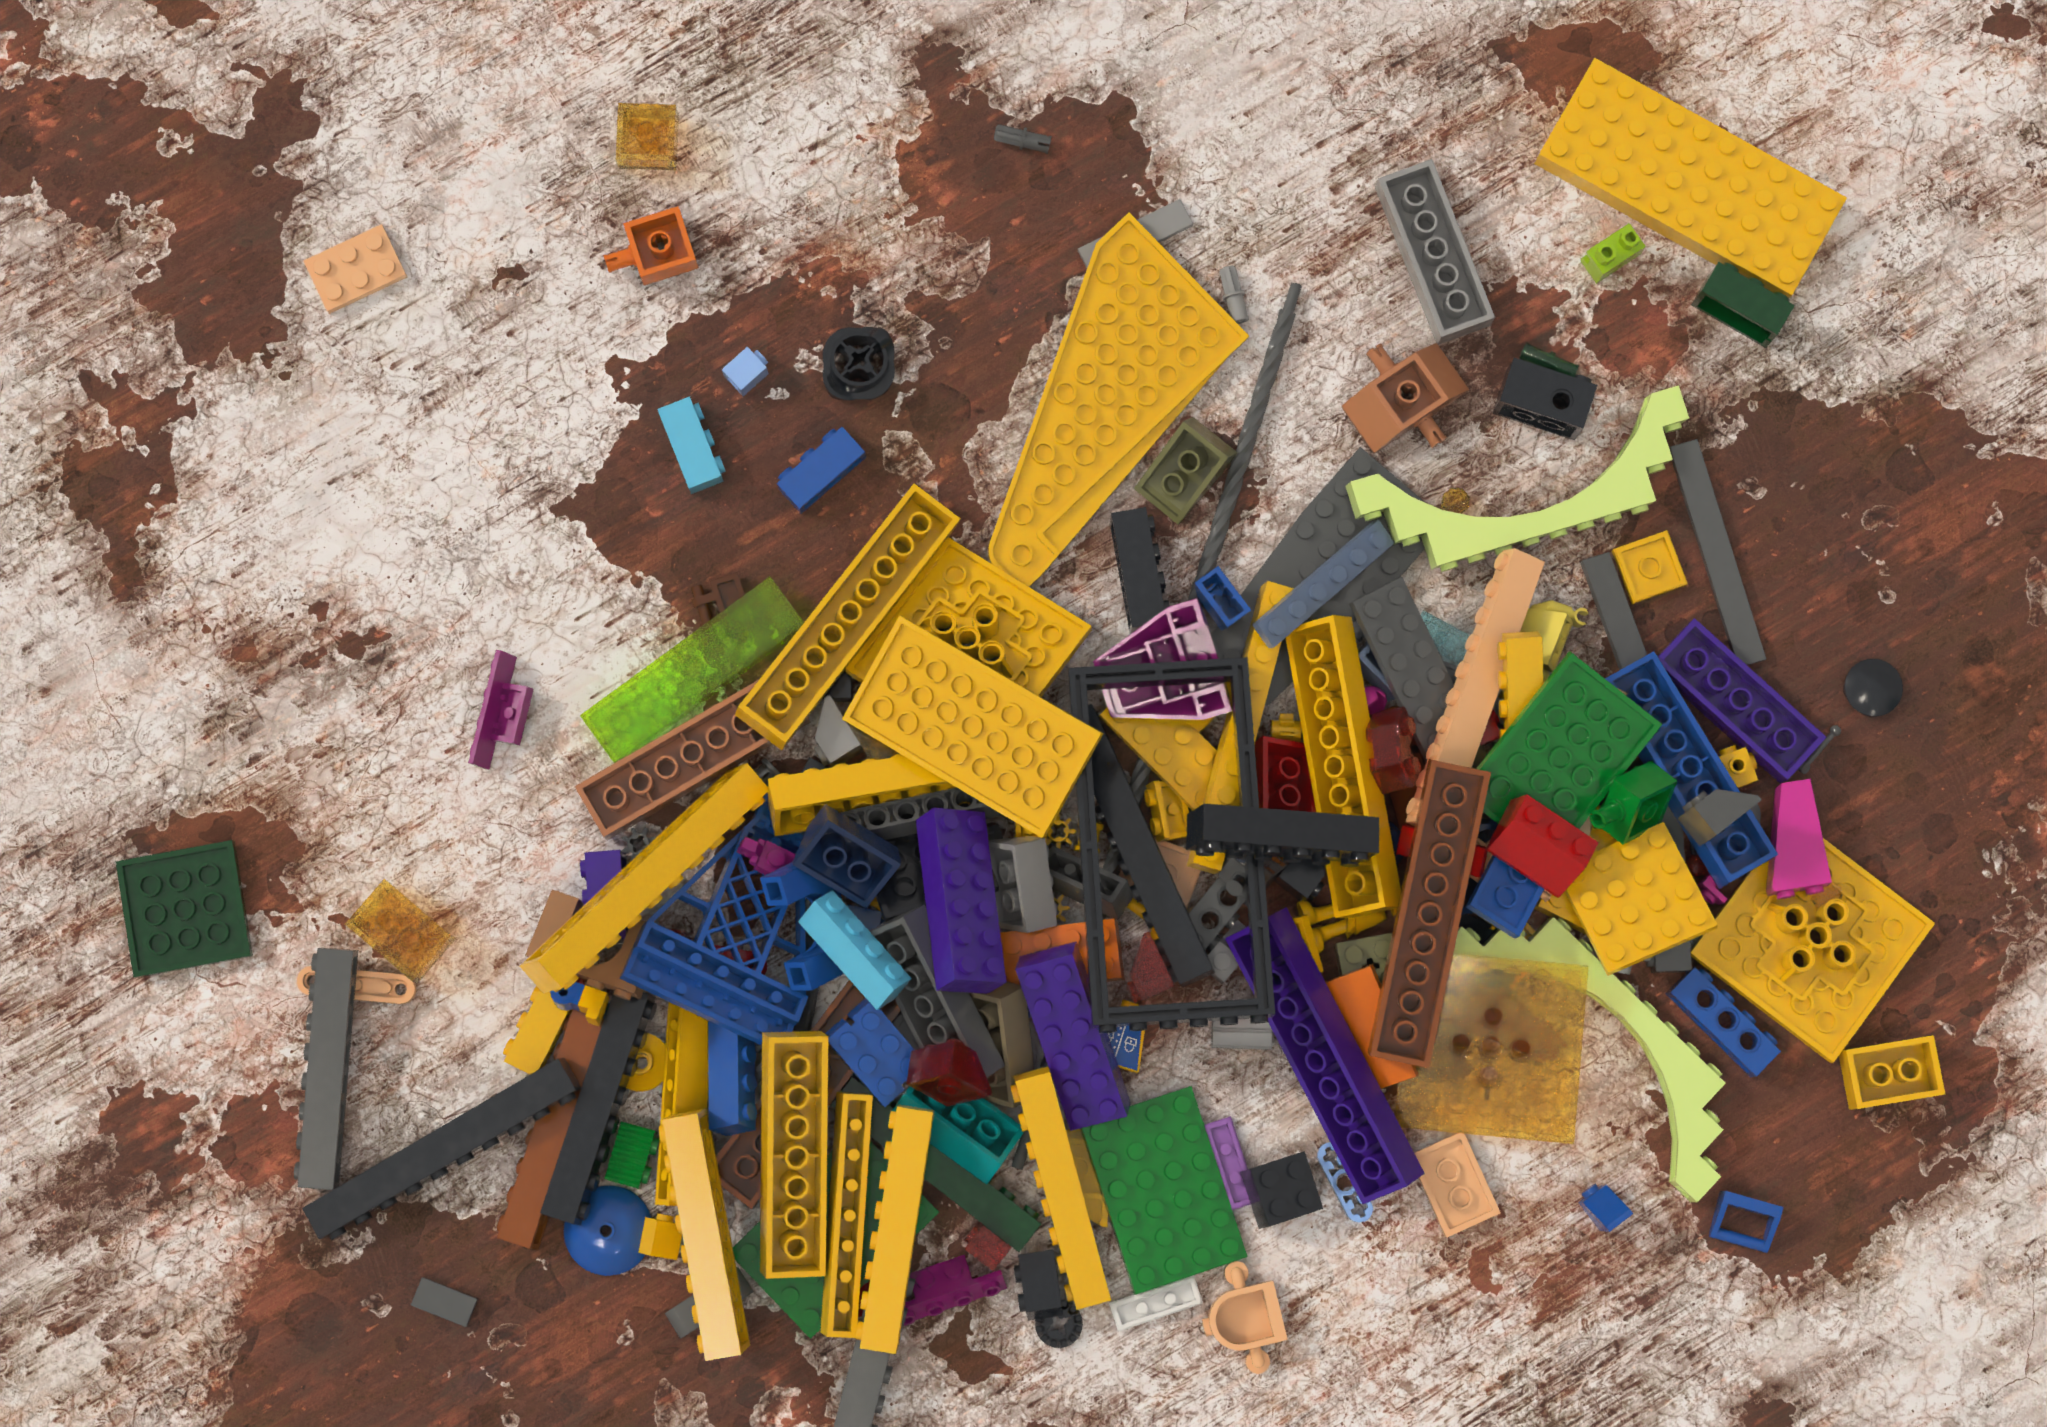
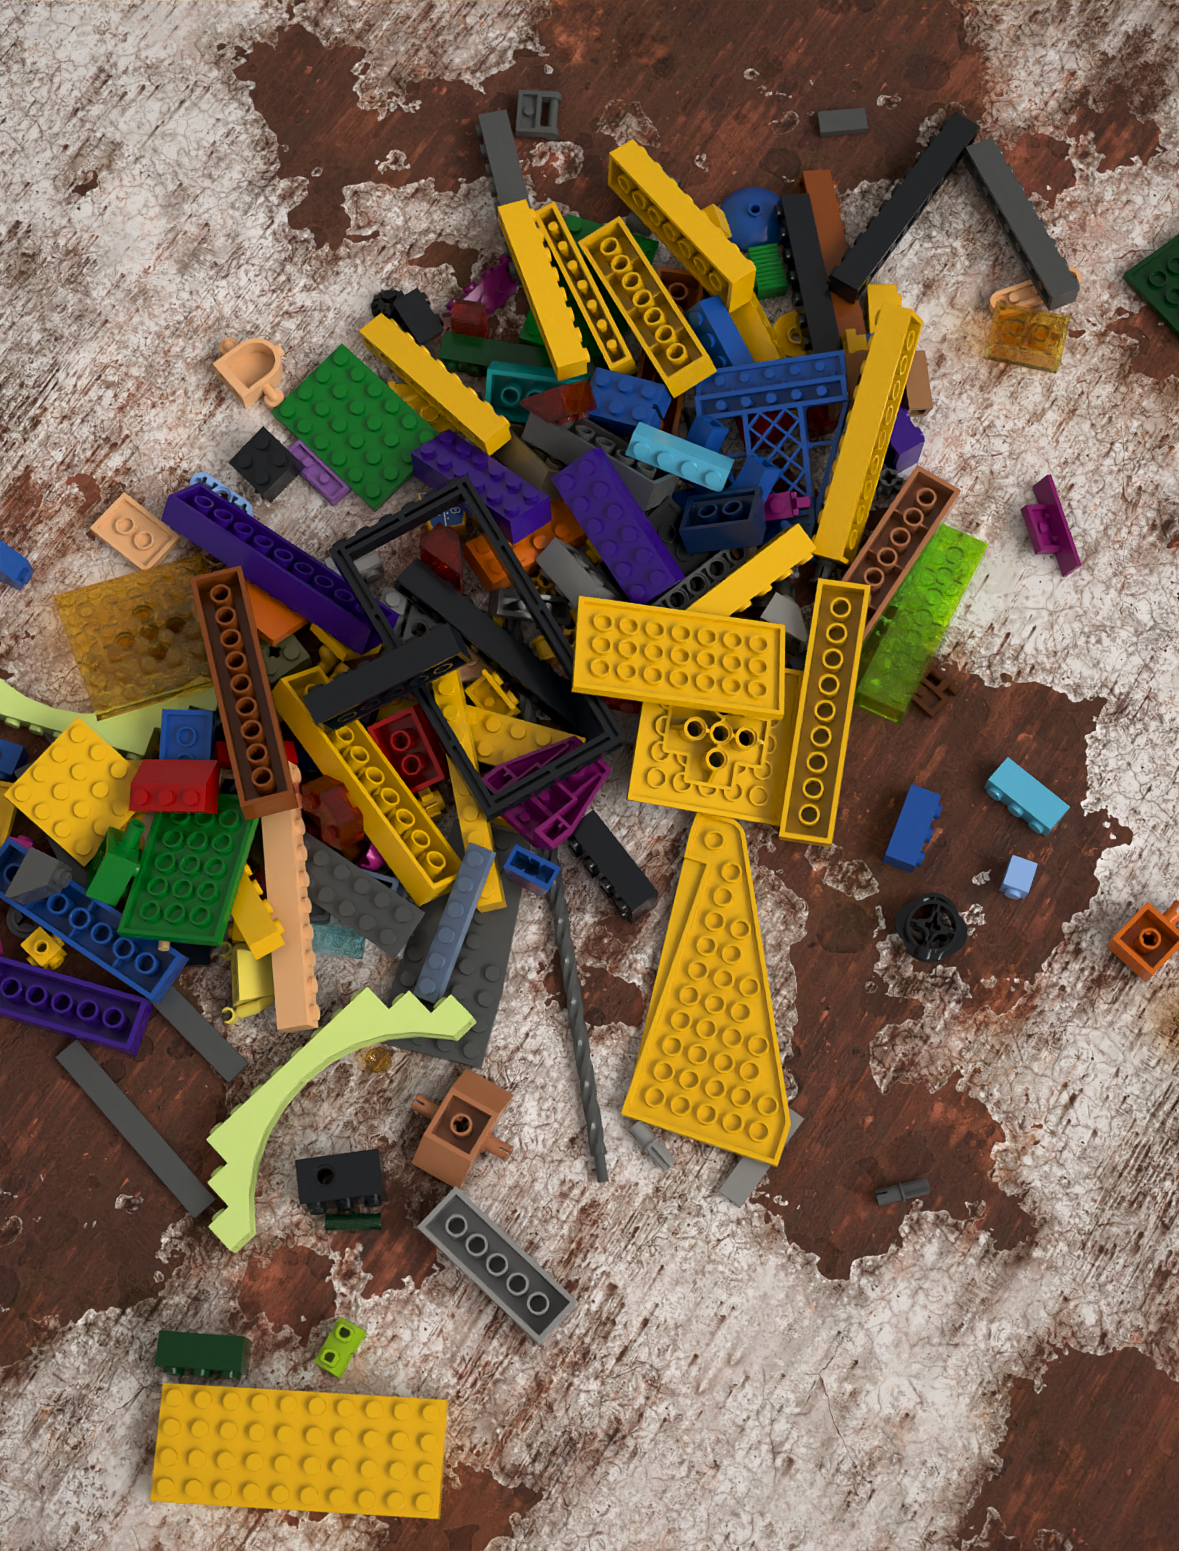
camera: 155 degrees right, 10 degrees down
(1155, 1303) = (310, 360): white tile -> none
(1185, 469) = (616, 976): olive slope -> none
(1649, 567) = (188, 1088): yellow tile -> none

